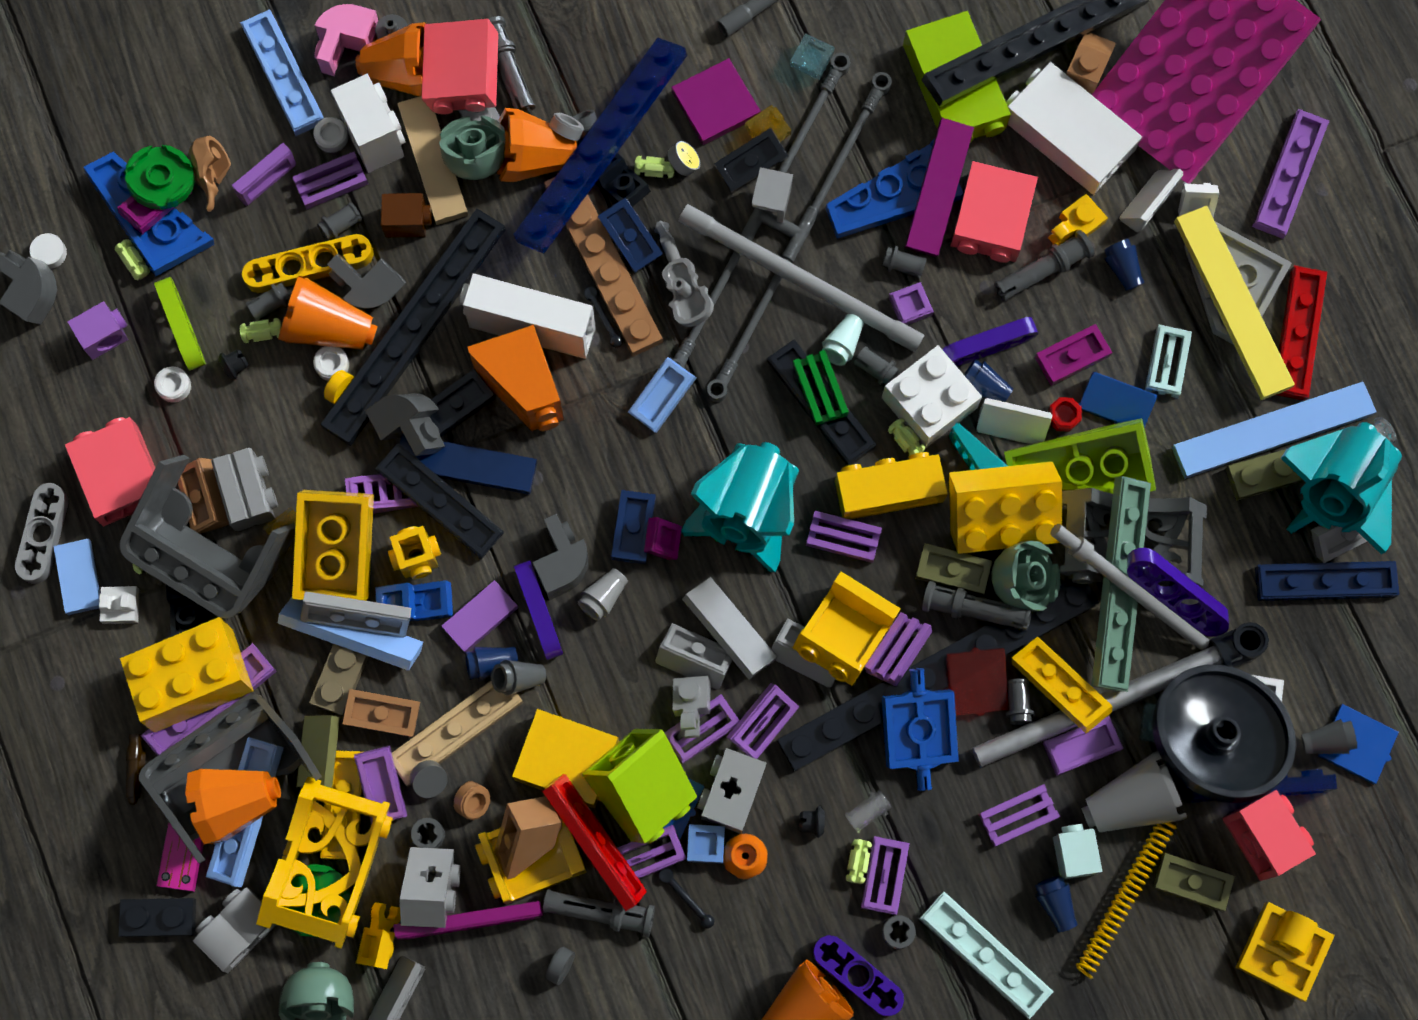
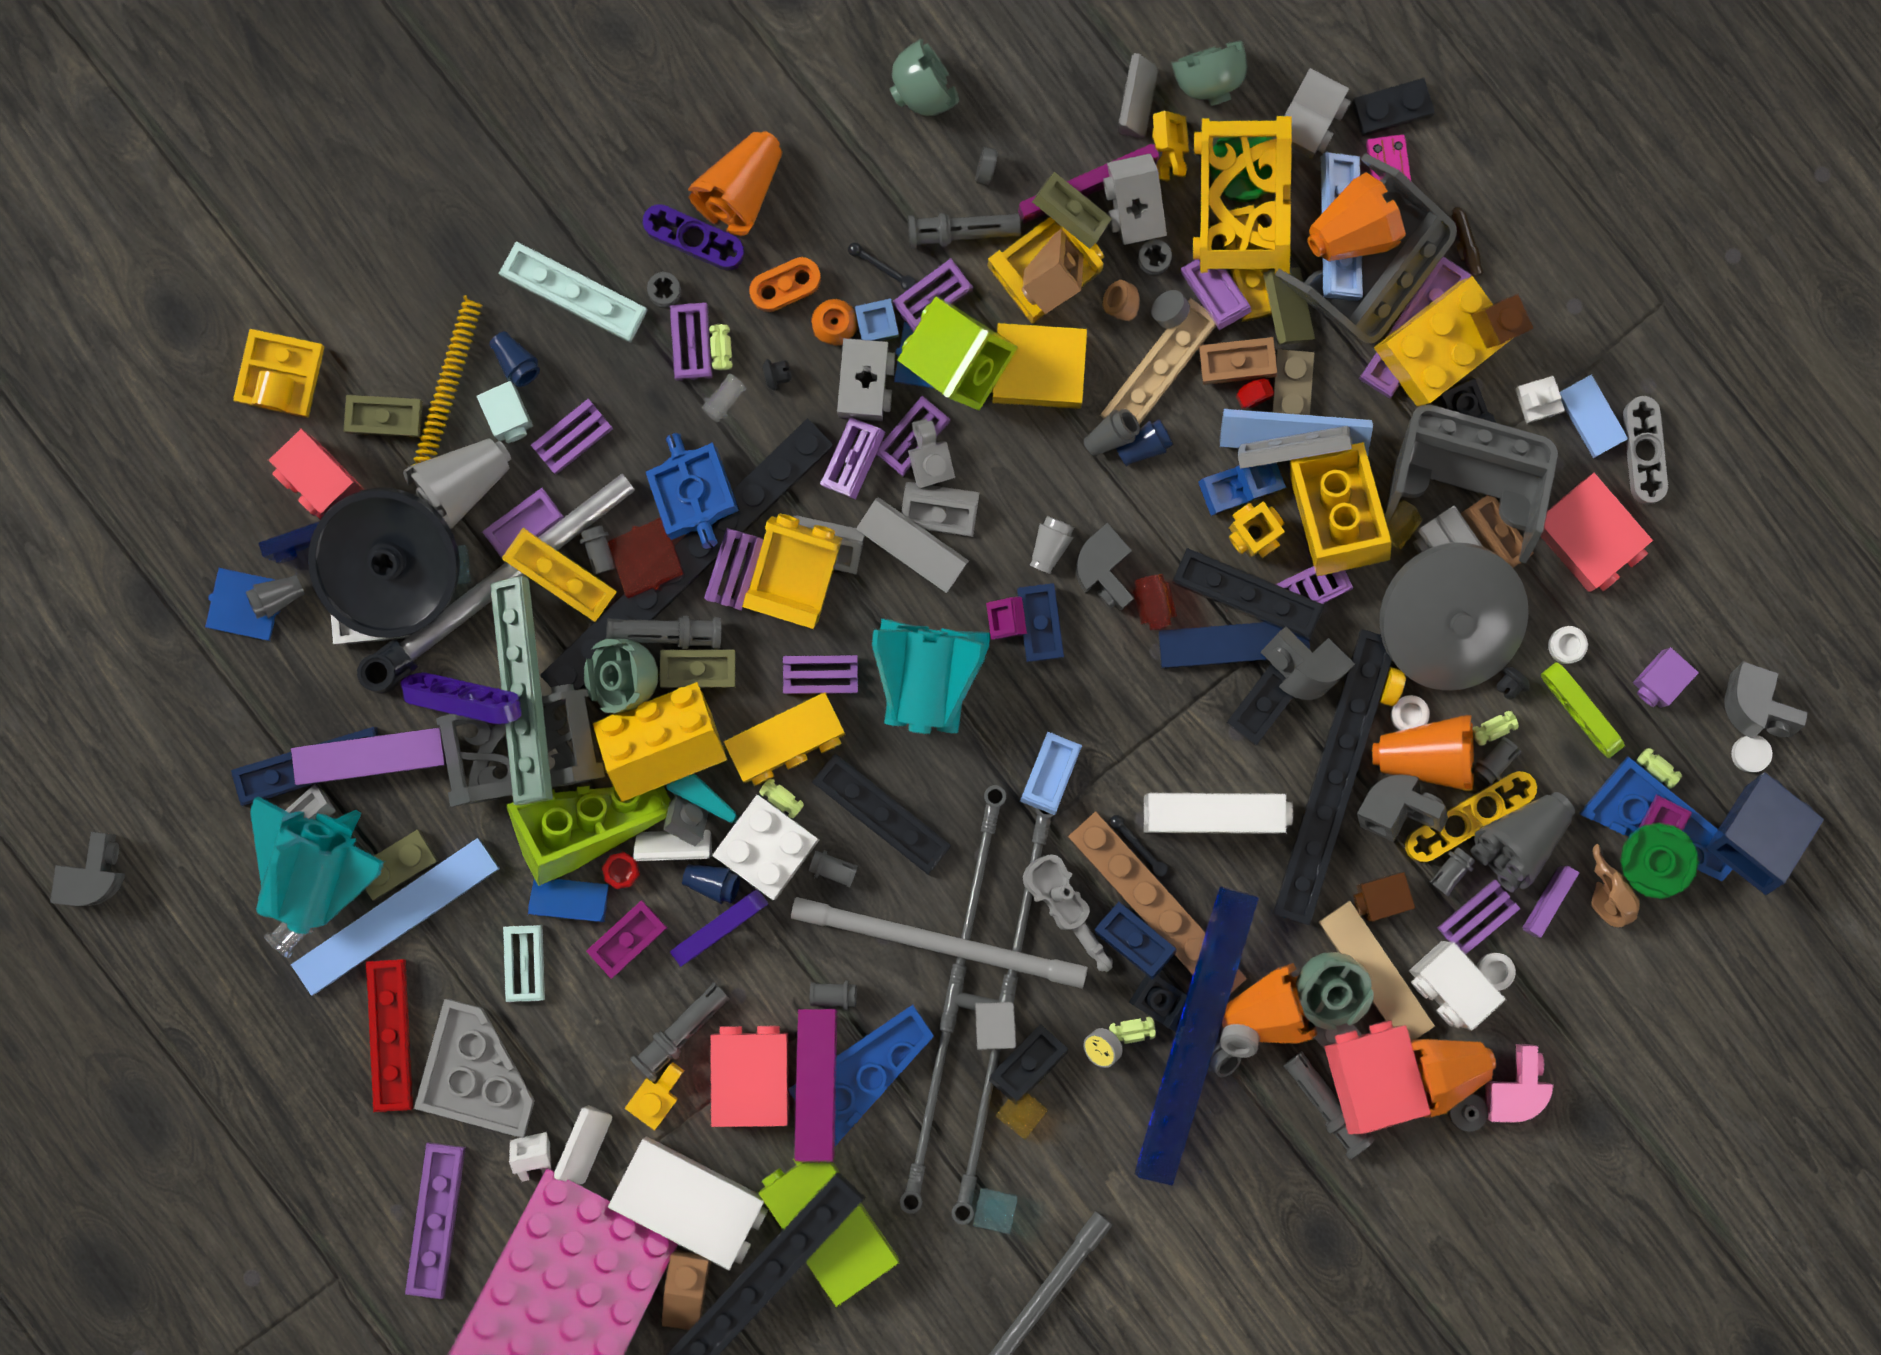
camera: 170 degrees right, 10 degrees up
(61, 175) = (1765, 833): none -> dark blue brick
(127, 665) = (1502, 321): none -> reddish brown brick
(263, 427) = (1453, 616): none -> dark grey dish
(268, 227) = (1523, 840): none -> dark grey cone
(282, 72) = (1572, 1030): light blue tile -> none
(376, 678) = (1254, 393): none -> red tile
(480, 616) = (1170, 488): medium lavender tile -> none
(492, 890) = (1072, 210): none -> olive plate
(520, 377) = (1201, 742): orange slope -> none
(525, 516) = (1154, 602): none -> clear red brick
(538, 610) = (1112, 508): dark purple beam -> none
(595, 842) = (986, 285): red tile -> none
(715, 101) = (1087, 1128): magenta tile -> none
(782, 903) = (783, 282): none -> orange plate
(811, 361) = (904, 851): green tile -> none
(843, 340) = (876, 887): light aqua cone -> none
(911, 304) = (814, 951): medium lavender tile -> none
(998, 435) = (686, 820): none -> dark grey plate
(1084, 551) = (566, 698): light grey bar -> none
(1124, 263) = (595, 1060): dark blue cone -> none
(1234, 303) = (467, 1042): light yellow tile -> none
(1272, 570) = (368, 756): none -> medium lavender tile

